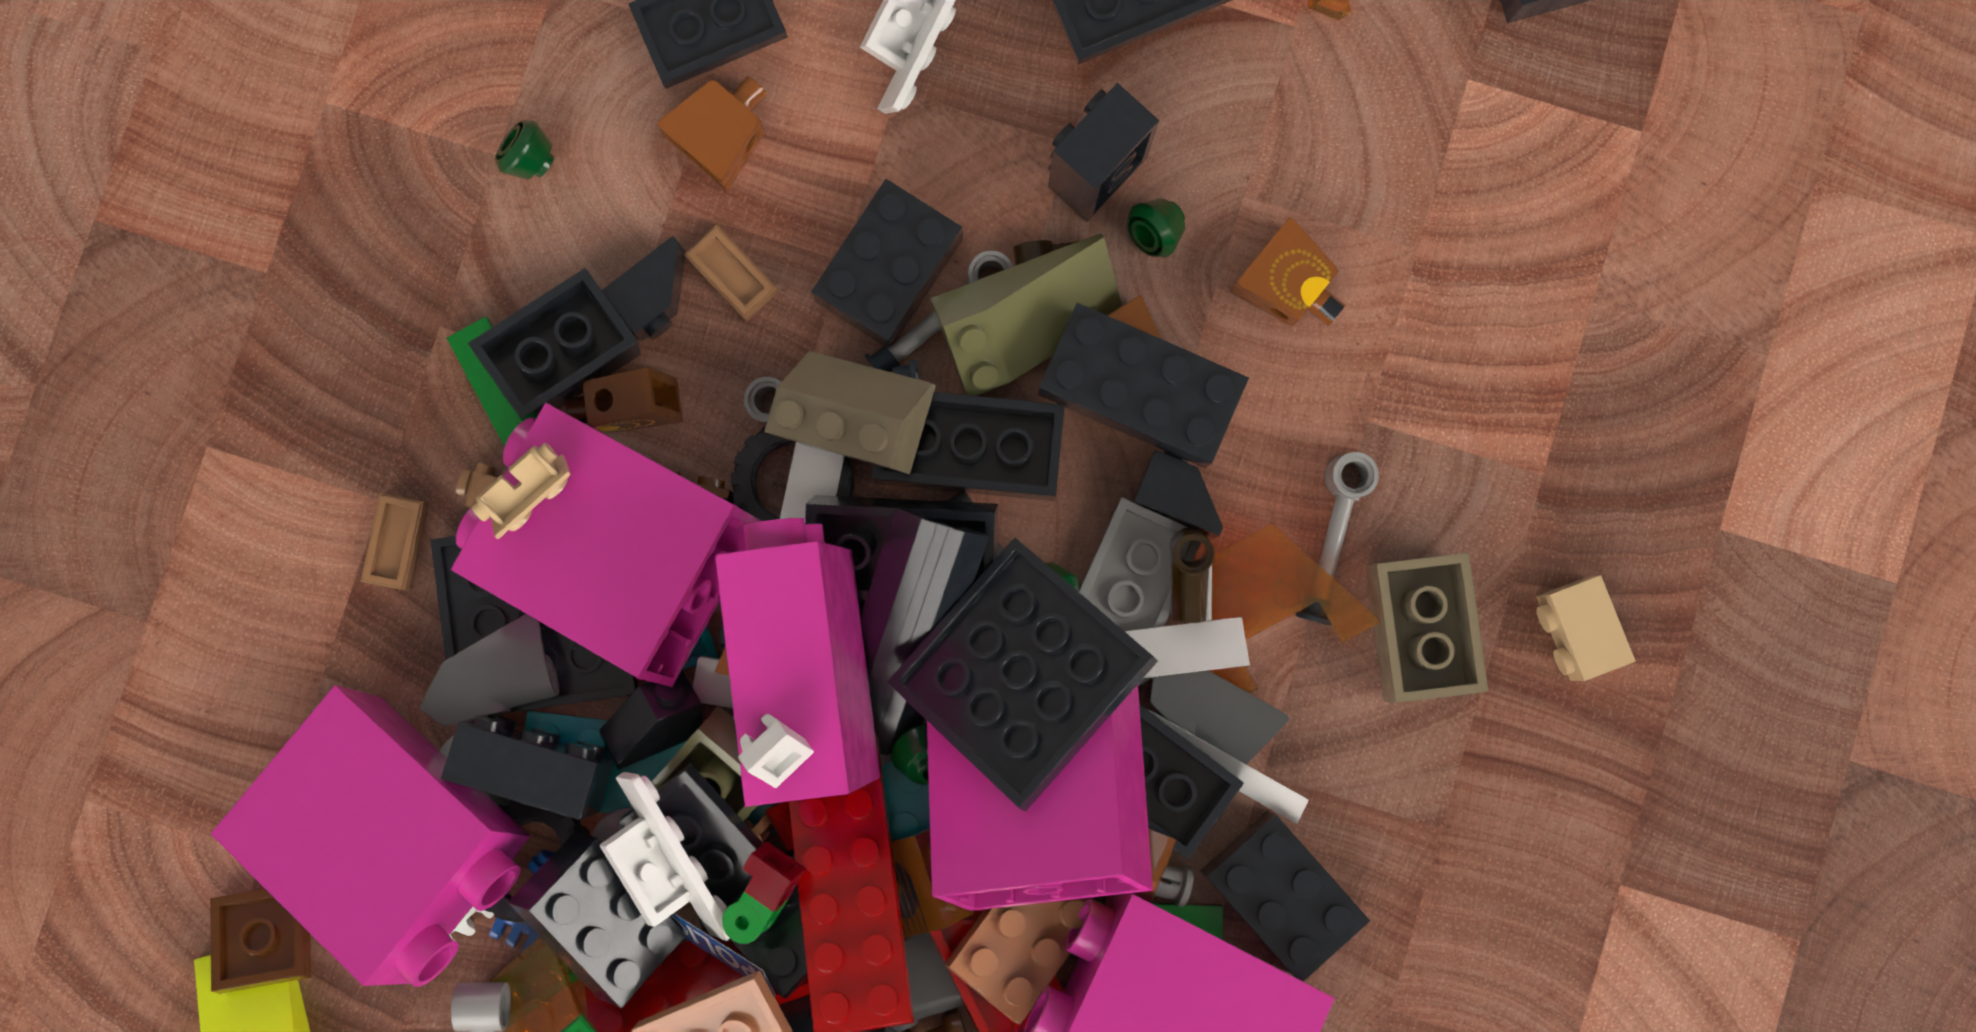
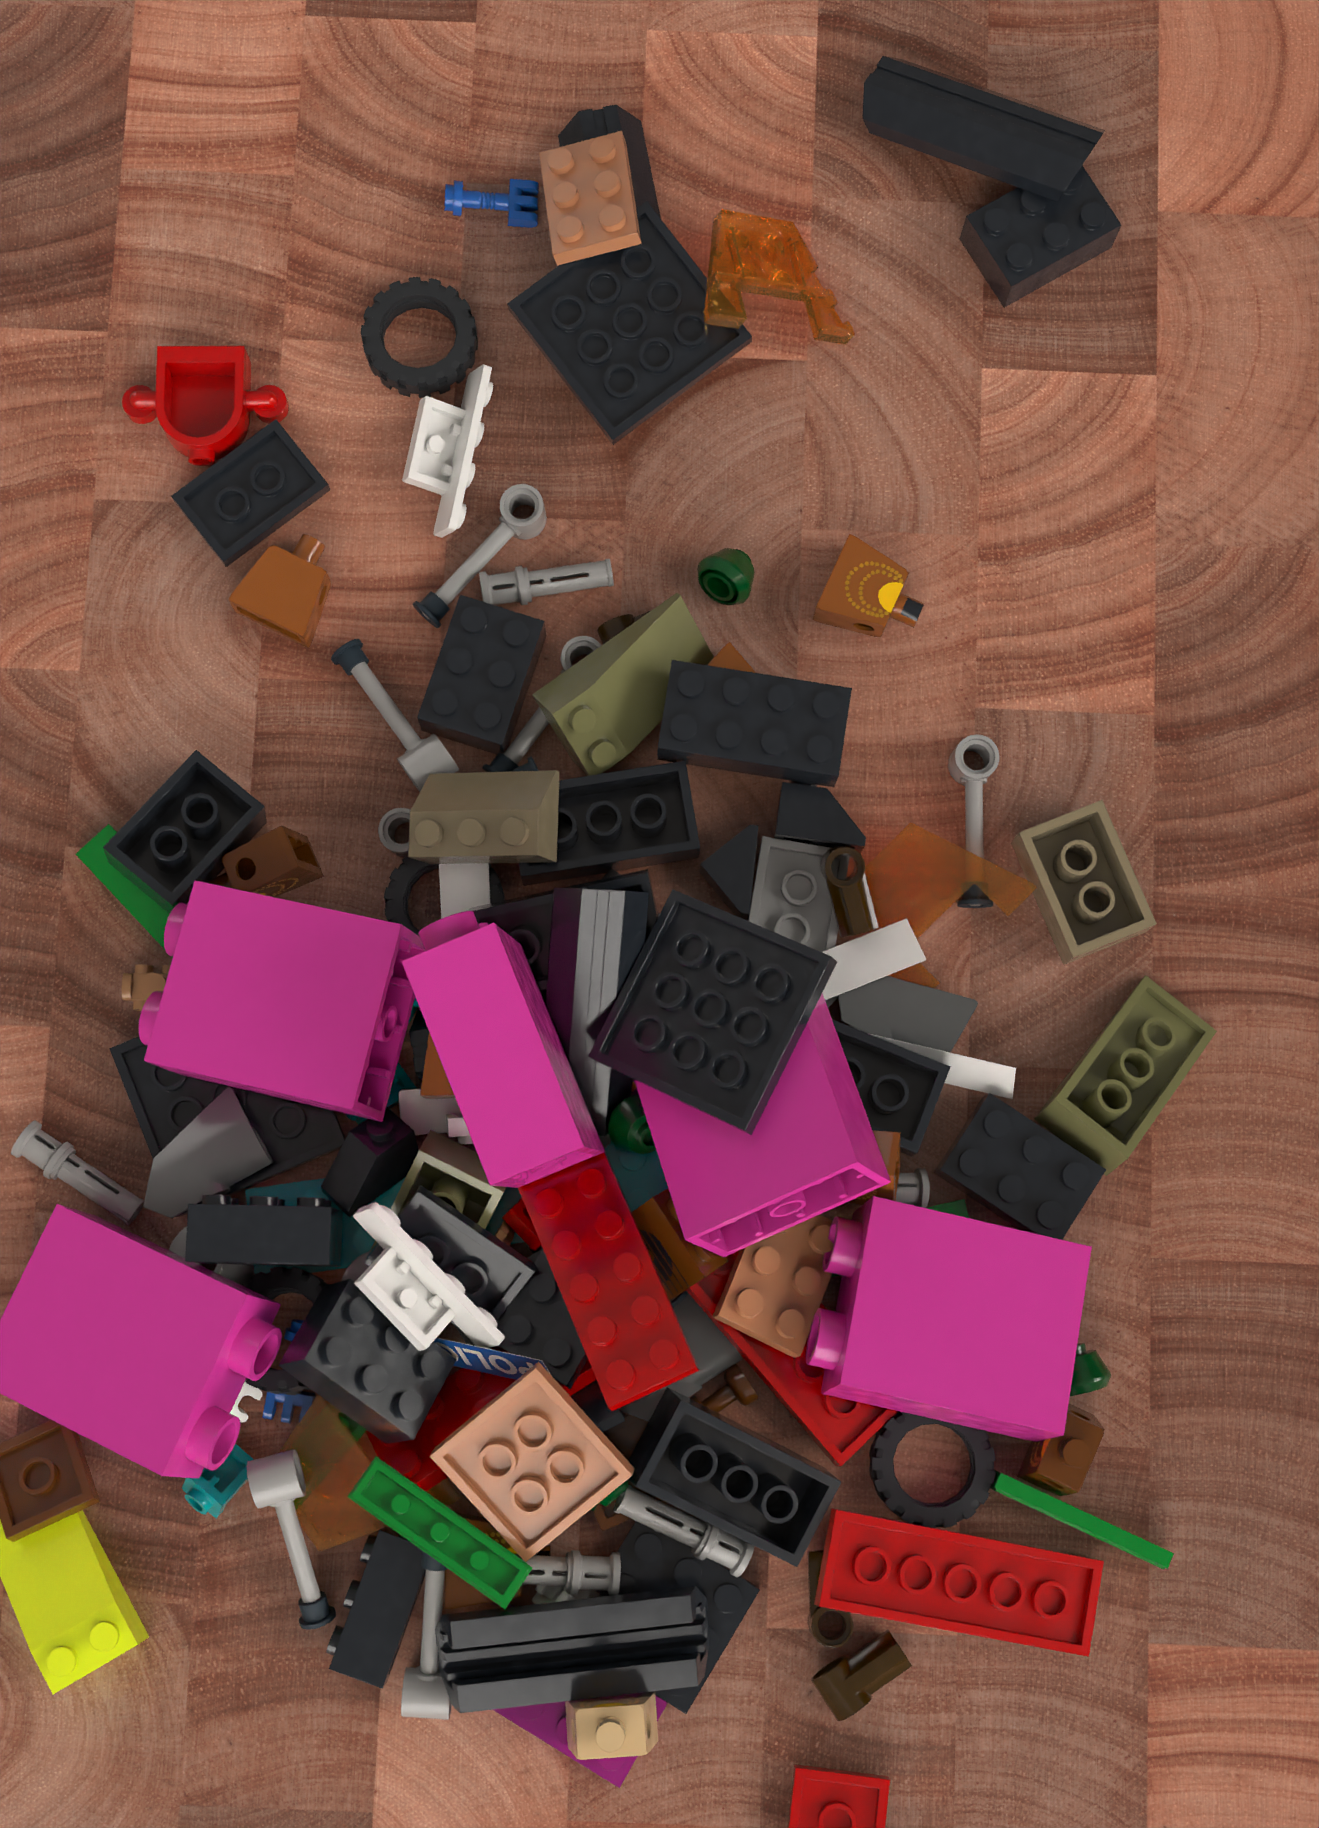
camera: 15 degrees left, 5 degrees down
(357, 637) = (60, 1162): none -> light grey pin
(394, 542) = (73, 1062): medium nougat tile -> none
(434, 993) = (218, 1487): none -> teal bracket
(511, 505) = (190, 980): tan hinge -> none
(525, 151) = (107, 658): dark green cone -> none
(650, 291) = (262, 757): black slope -> none
(731, 272) = (334, 723): medium nougat tile -> none
(765, 896) = (524, 1290): leg -> none
(774, 752) = (505, 1123): white tile -> none
(808, 329) = (421, 755): none -> light grey piece
(860, 180) = (436, 604): none -> light grey piece
(1030, 189) = (598, 574): none -> light grey pin
(1083, 524) = (732, 871): none -> black slope
(1101, 150) = (656, 517): black brick -> none
(1415, 830) = (1126, 1076): none -> olive slope
(1584, 629) = (1231, 846): tan brick -> none

